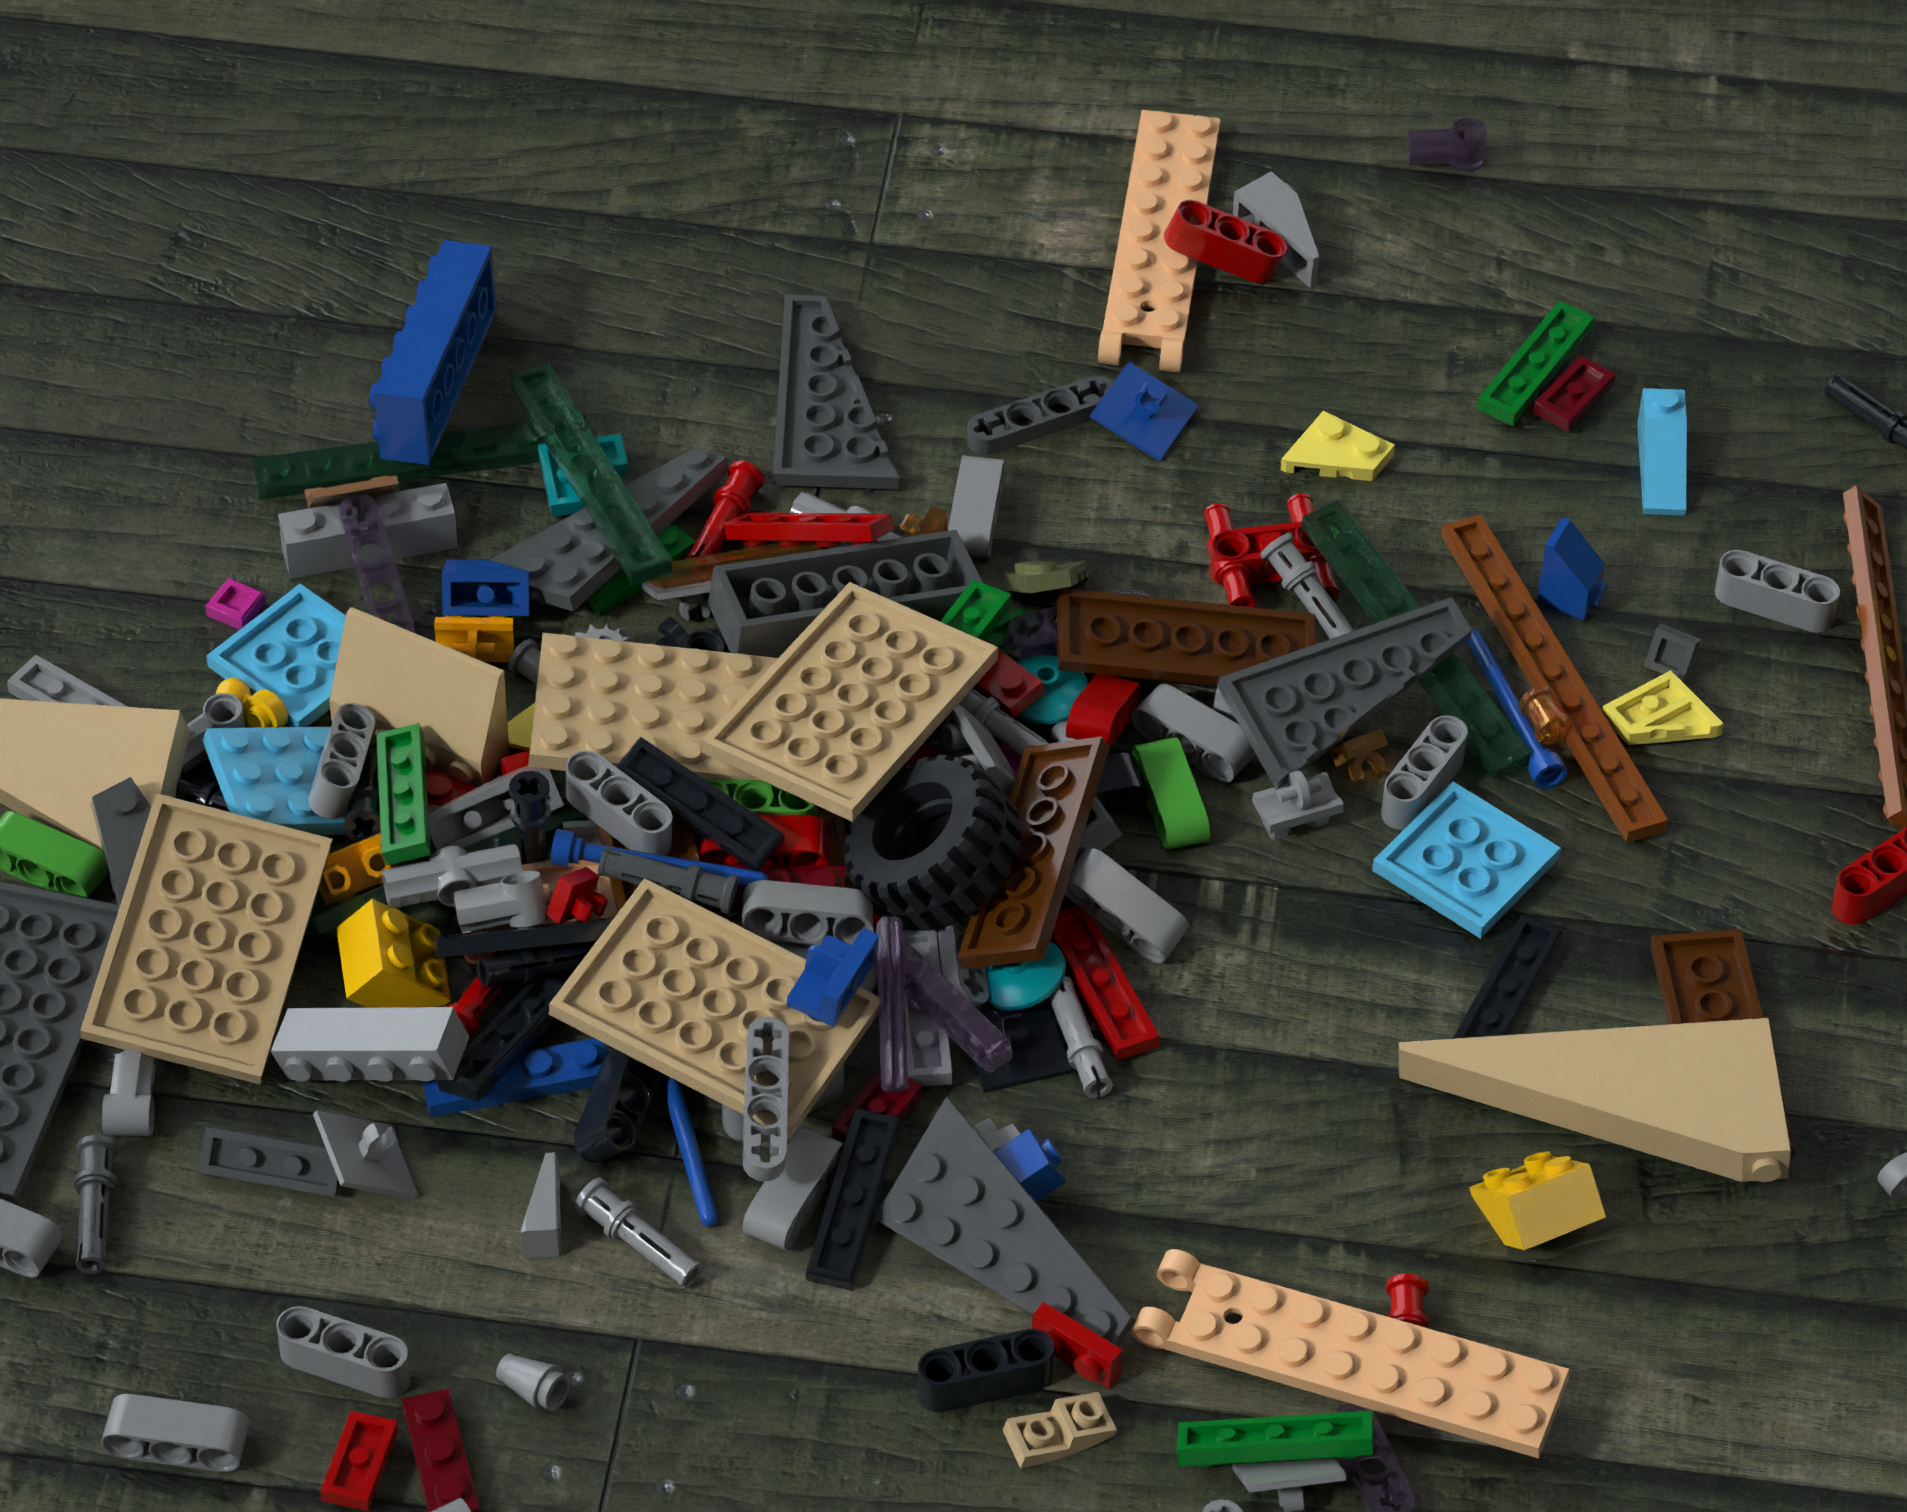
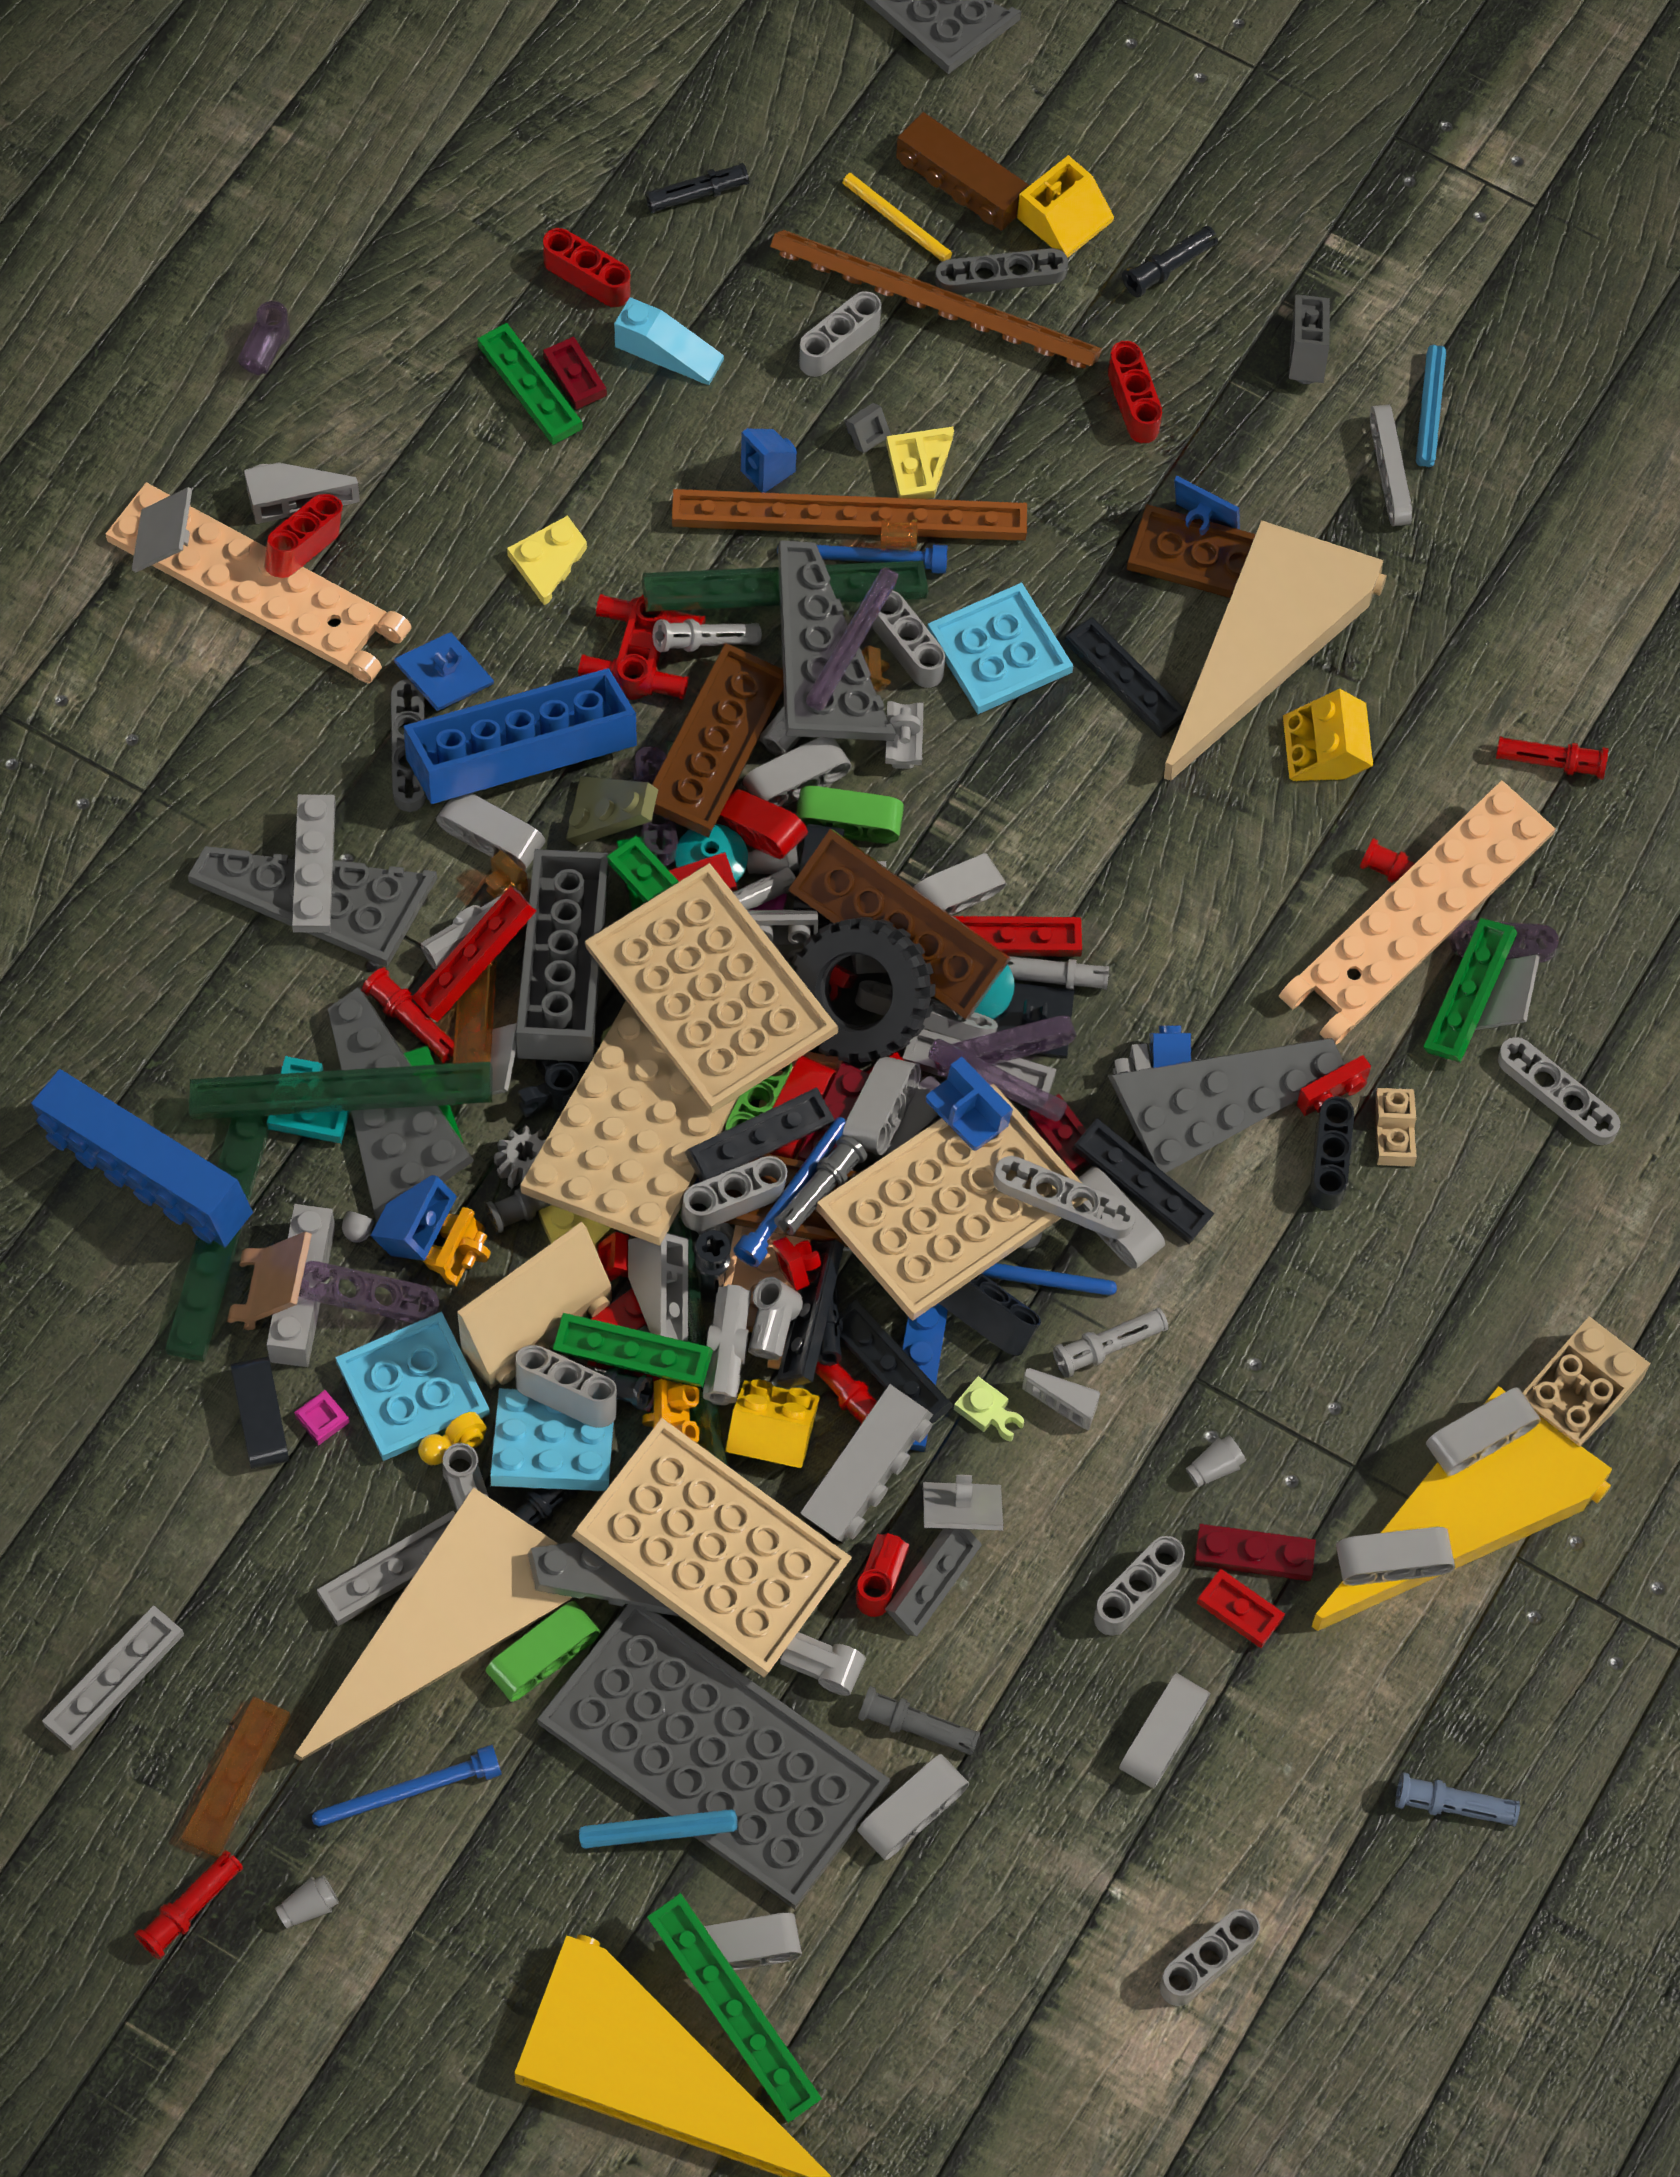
camera: 70 degrees left, 15 degrees up
(214, 550) = (260, 1412): none -> black beam
(257, 1112) = (881, 1573): none -> red piece
(459, 550) = (357, 1226): none -> light grey hinge
(503, 1149) = (985, 1406): none -> yellowish green plate
(849, 378) = (314, 863): none -> light grey plate
(1087, 477) = (520, 735): none -> blue brick
(1157, 141) = (162, 530): none -> light grey piece
(1367, 696) = (852, 639): none -> clear purple axle
(1664, 1454) = (1569, 758): none -> red pin
(1710, 358) = (576, 255): none -> red beam
(1761, 976) = (1205, 506): none -> blue piece

